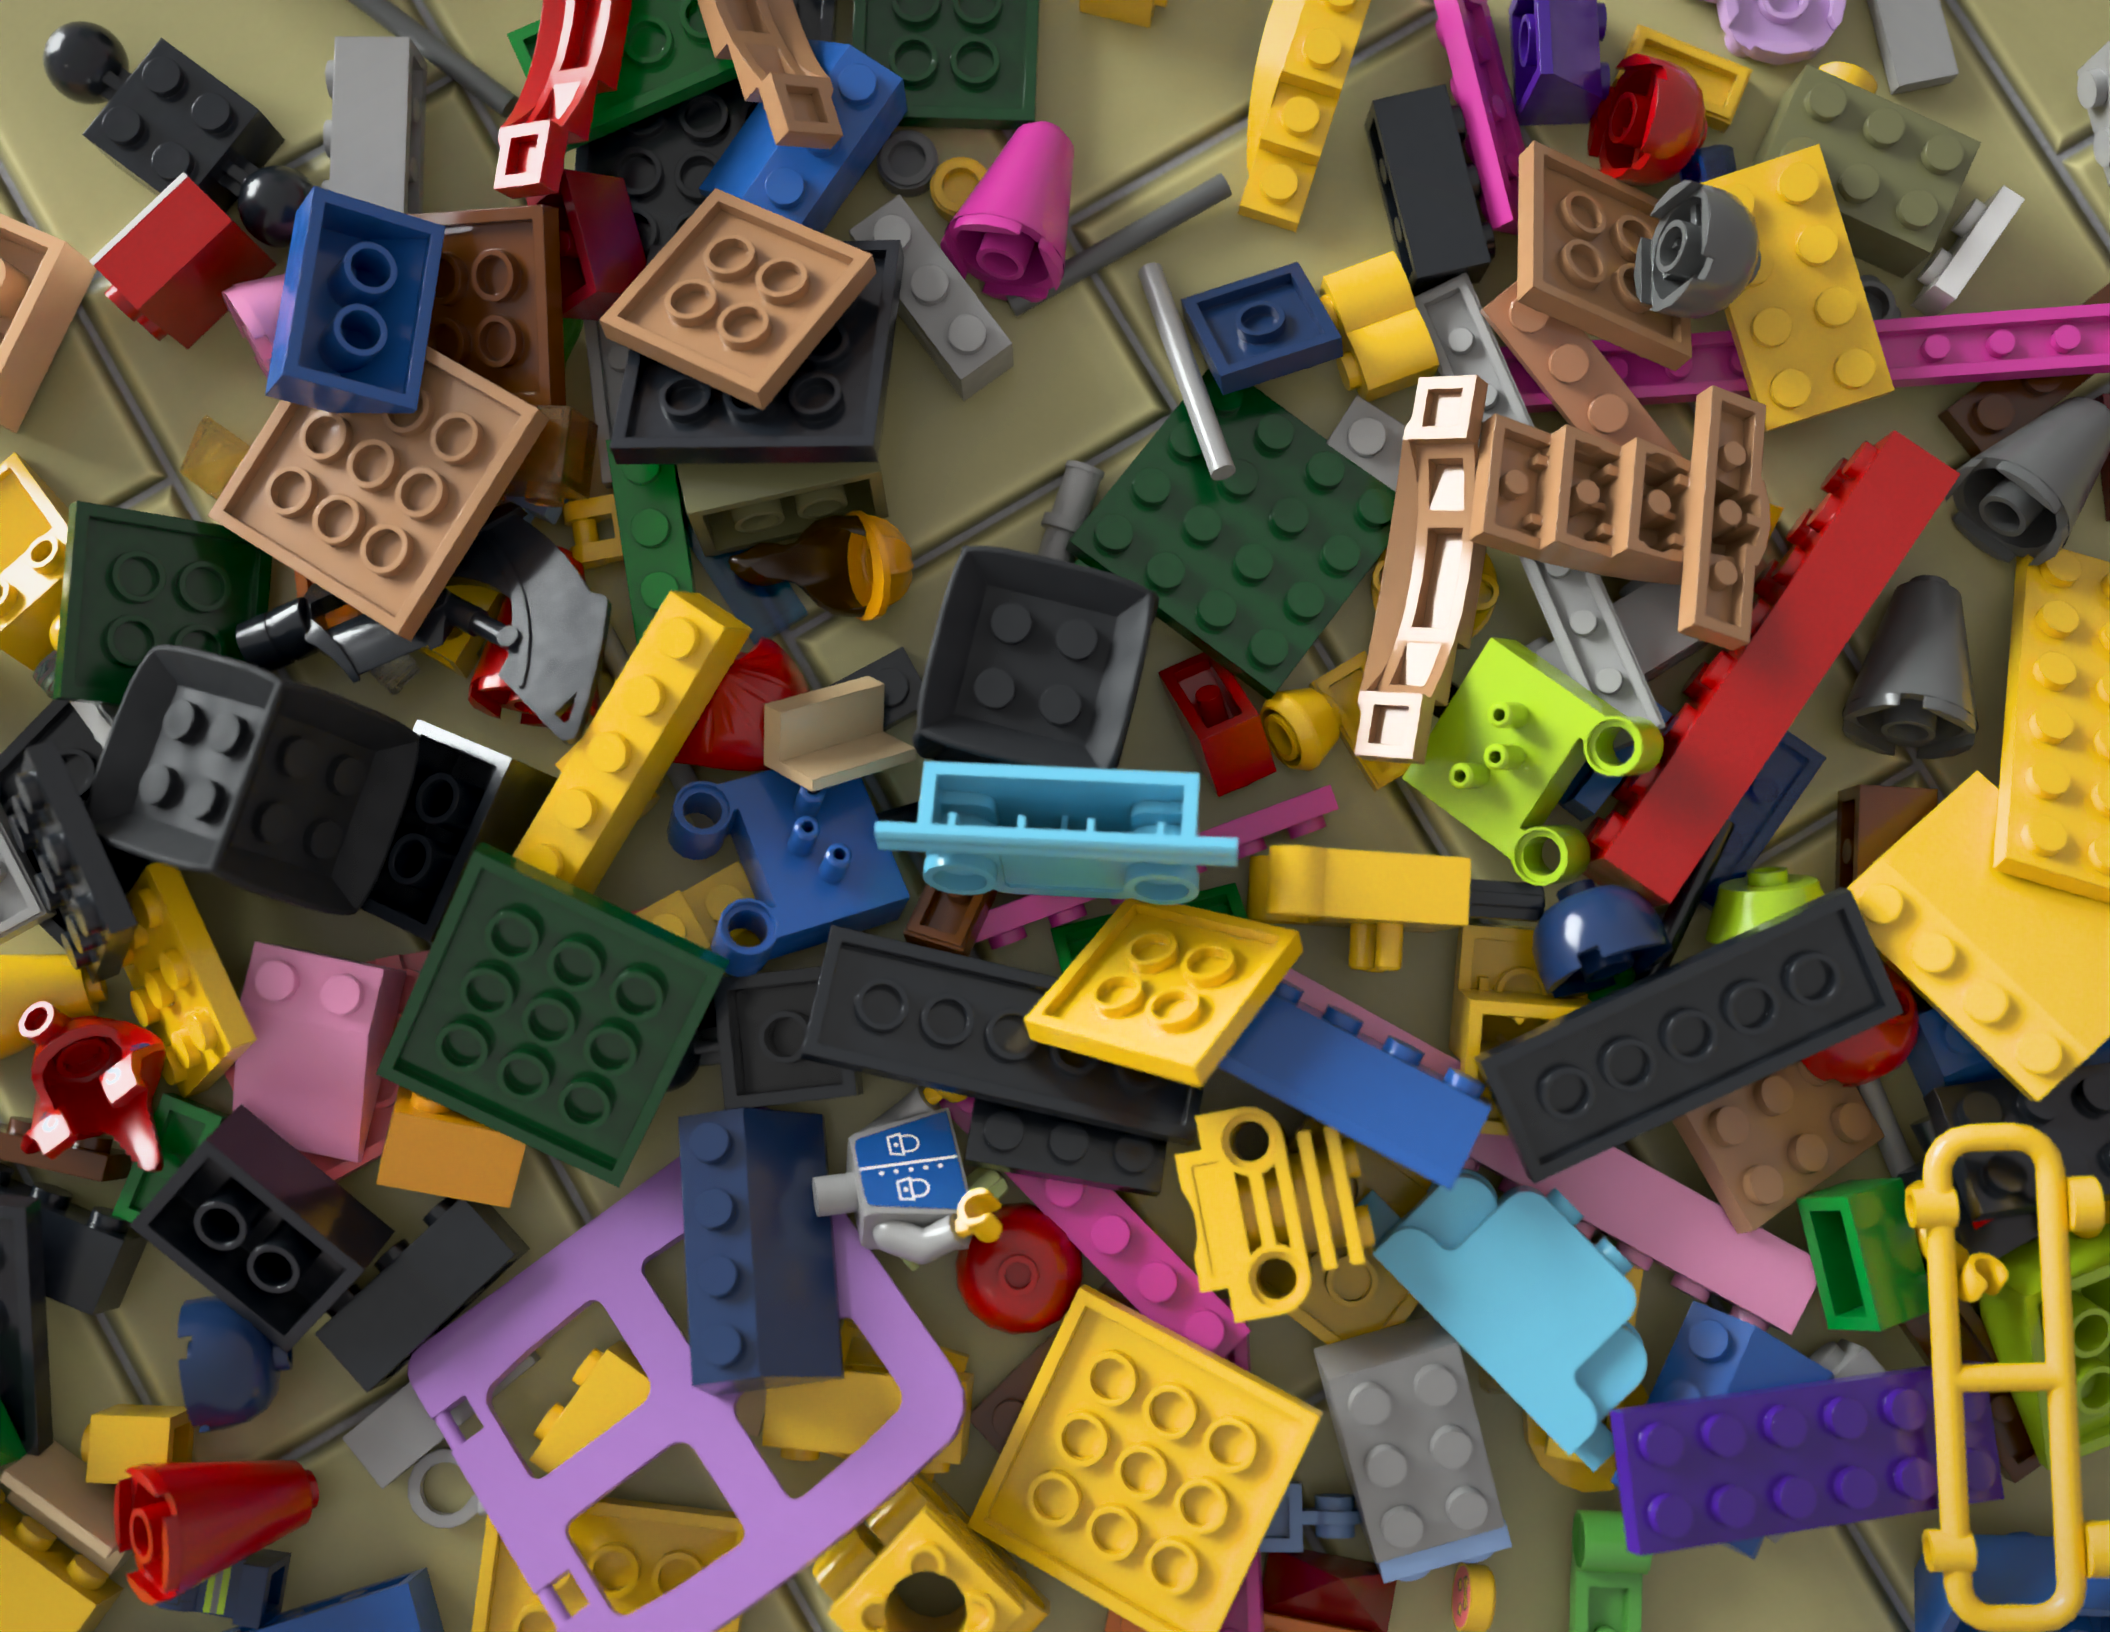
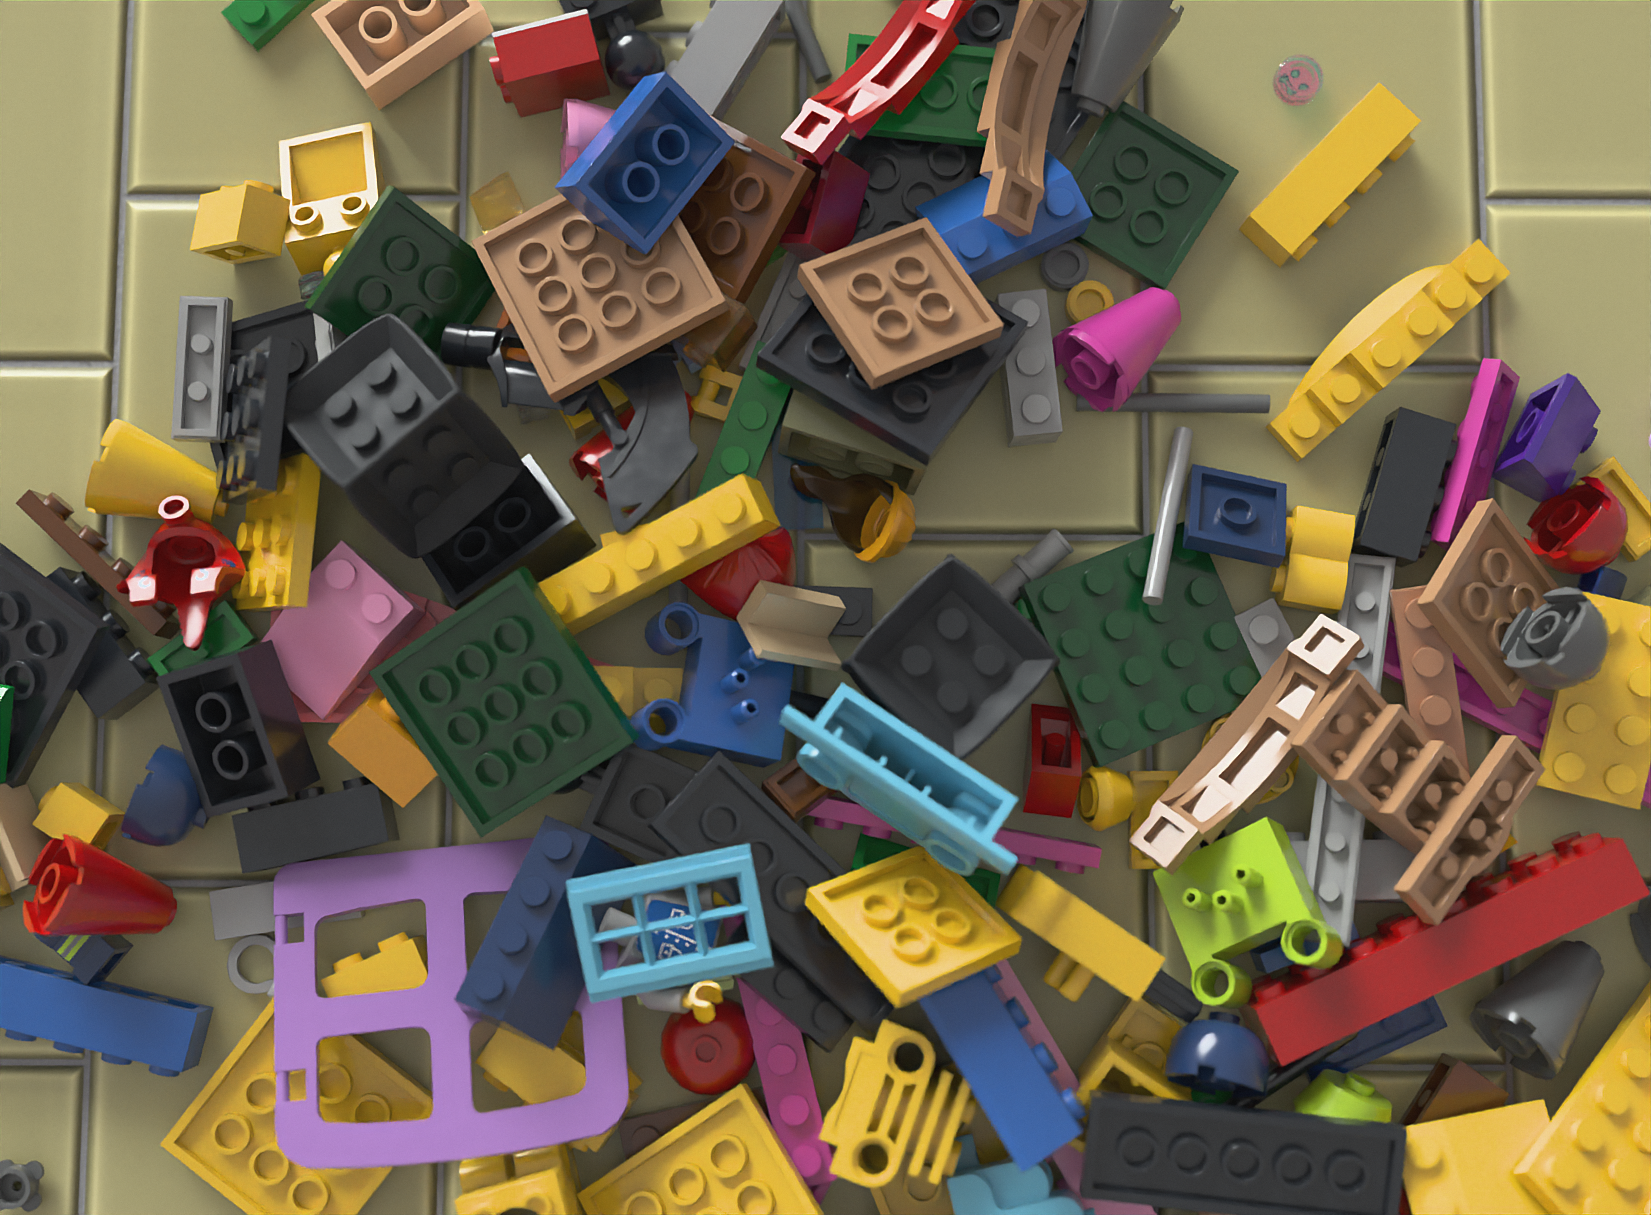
camera: 30 degrees right, 0 degrees up
(933, 1196) = (680, 969): none -> medium azure piece

